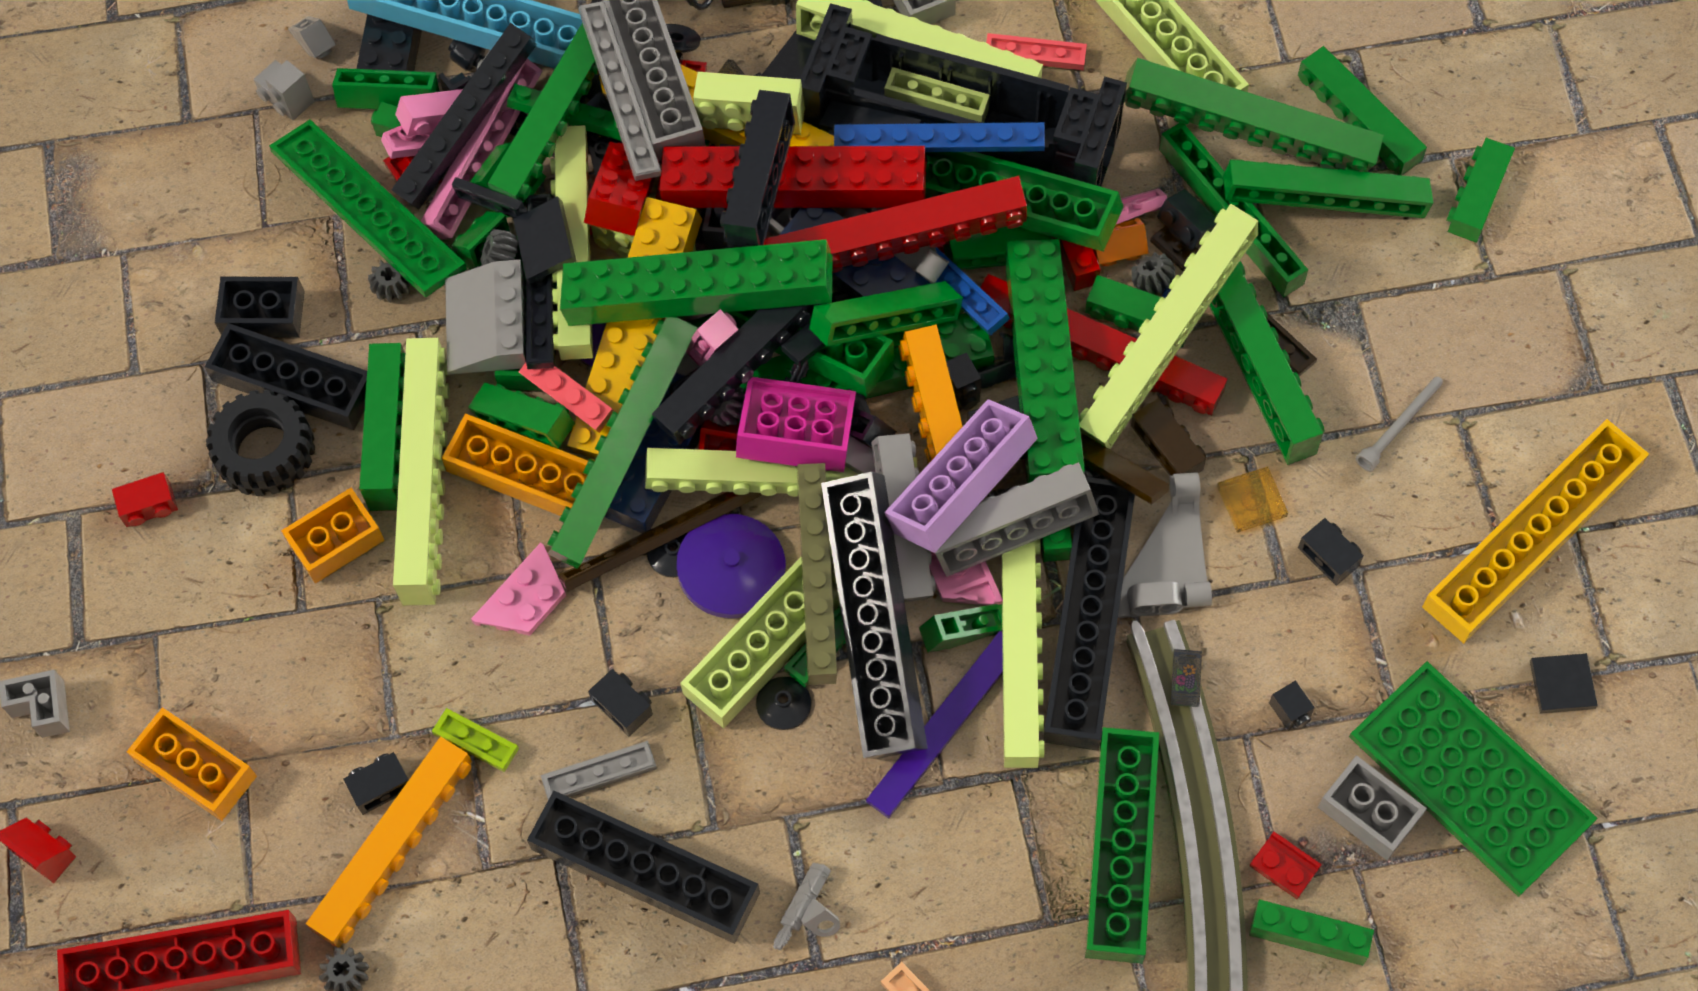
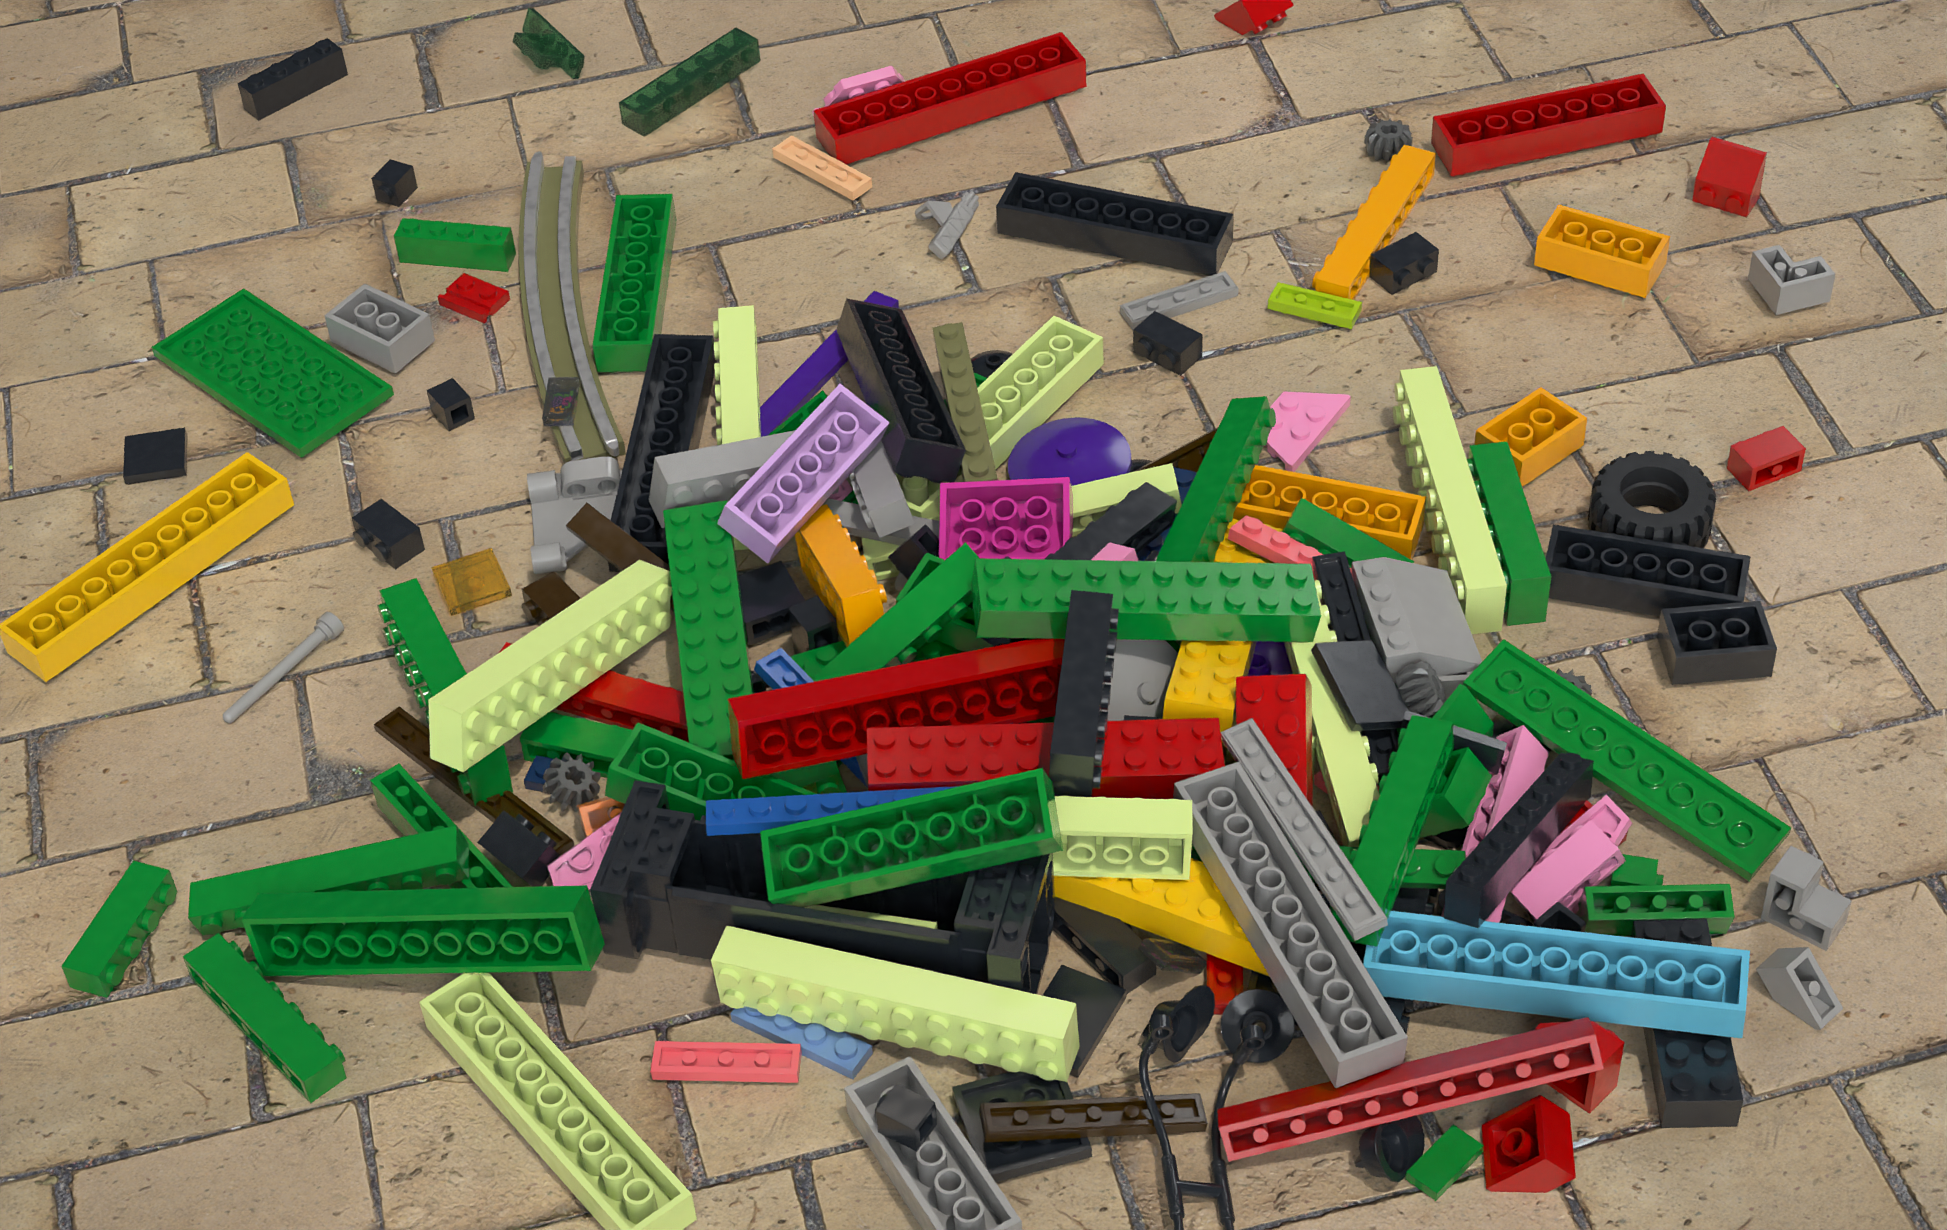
camera: 175 degrees right, 20 degrees down
(731, 44) = (1189, 1020): none -> black piece
(896, 76) = (912, 840): none -> green brick

